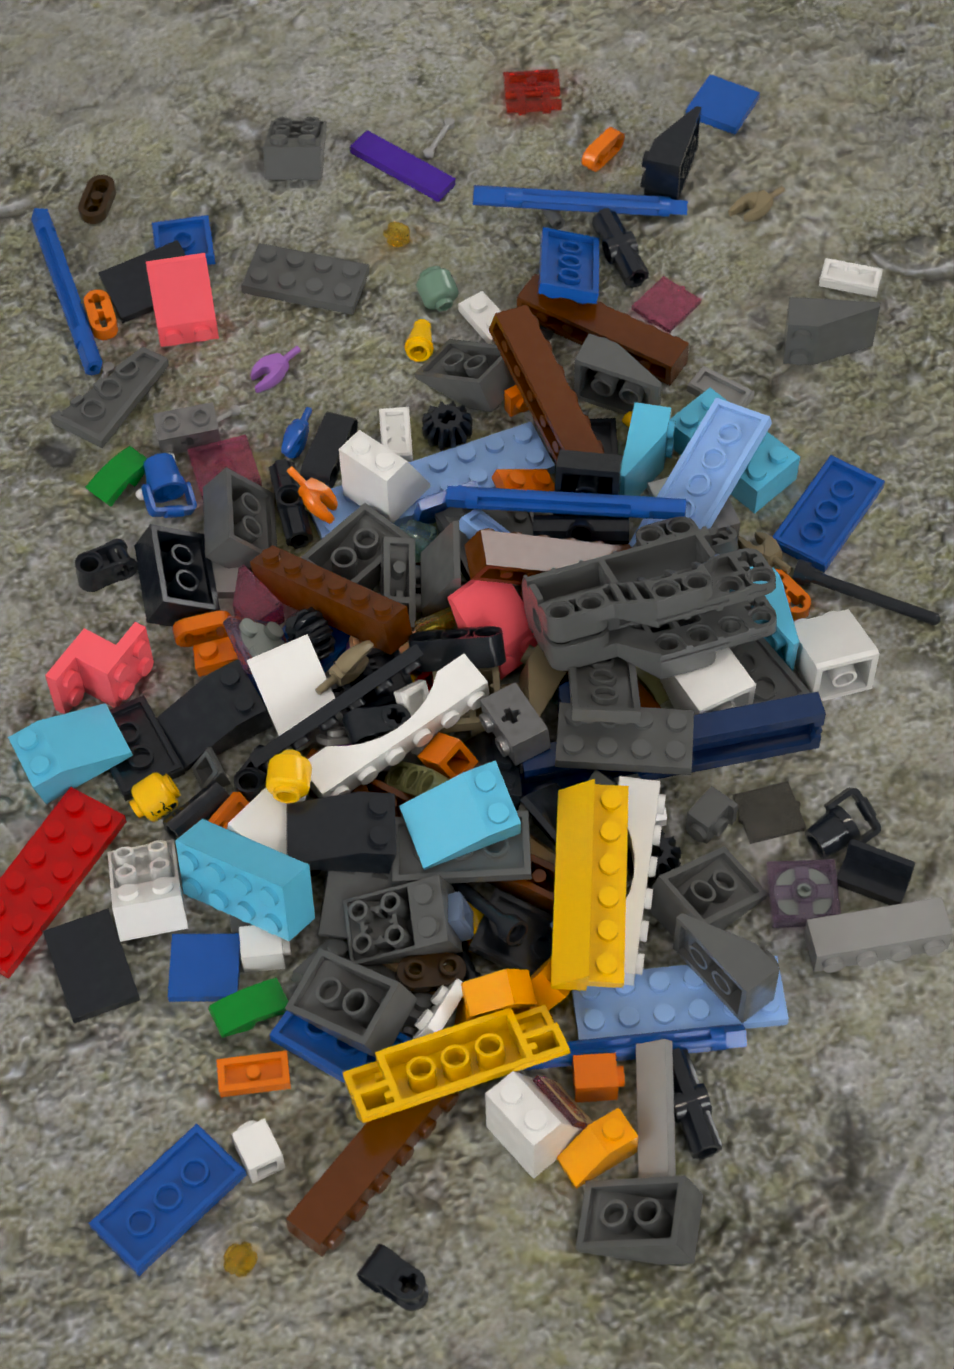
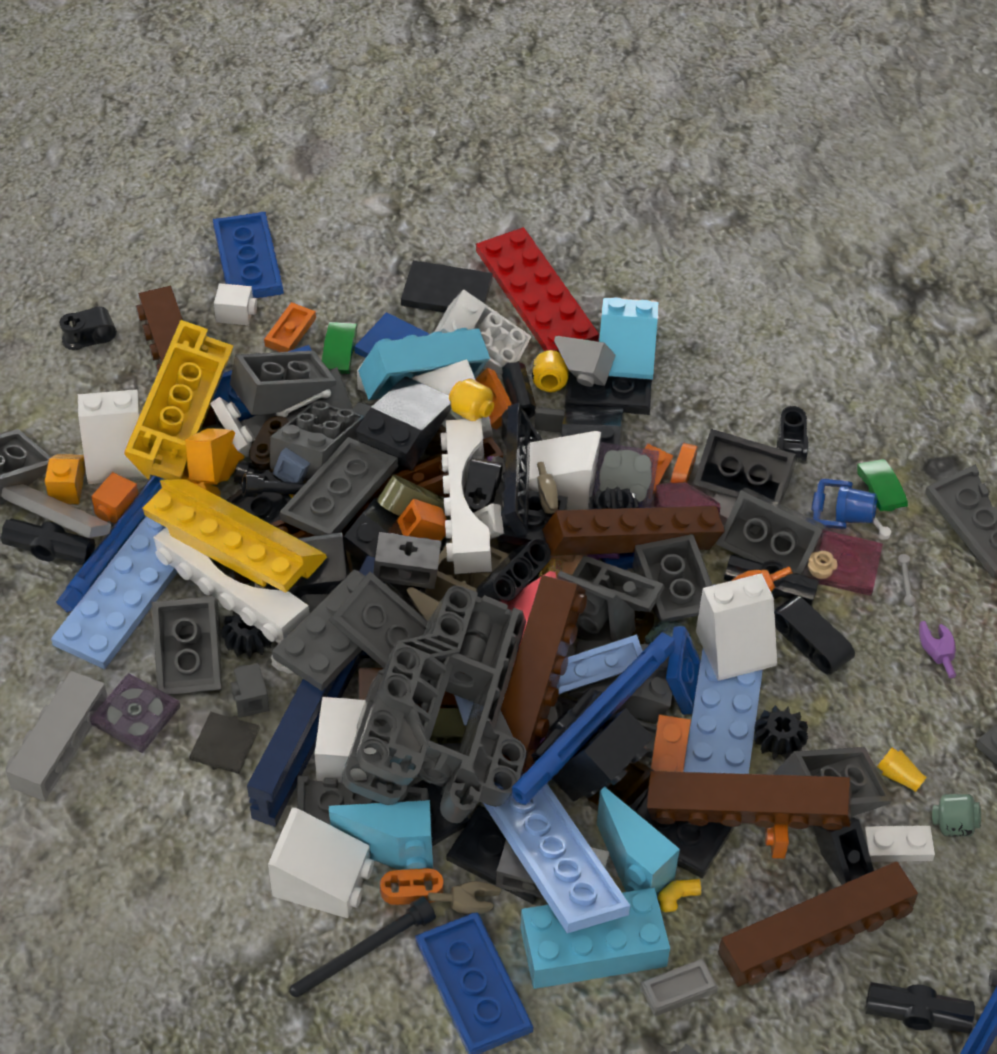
camera: 120 degrees right, 5 degrees down
(100, 668) = (683, 380): coral bracket -> none
(131, 757) = (586, 359): none -> light grey slope
(186, 428) = (899, 544): flat silver brick -> none
(240, 1259) = (174, 266): clear yellow plate -> none
(256, 473) = (819, 569): none -> tan plate
(296, 435) = (845, 620): blue hand -> none
(396, 431) = (799, 693): white plate -> none
(461, 816) = (350, 486): medium azure slope -> none
(563, 1102) = (105, 458): clear pink piece -> none
(569, 266) = (909, 926): blue plate -> none
(612, 377) = (736, 881): dark grey slope -> none
(666, 304) = (823, 1013): clear pink piece -> none
(728, 964) = (109, 593): dark grey slope -> none
(836, 827) = (162, 768): black piece -> none
(875, 873) = (106, 771): black panel -> none

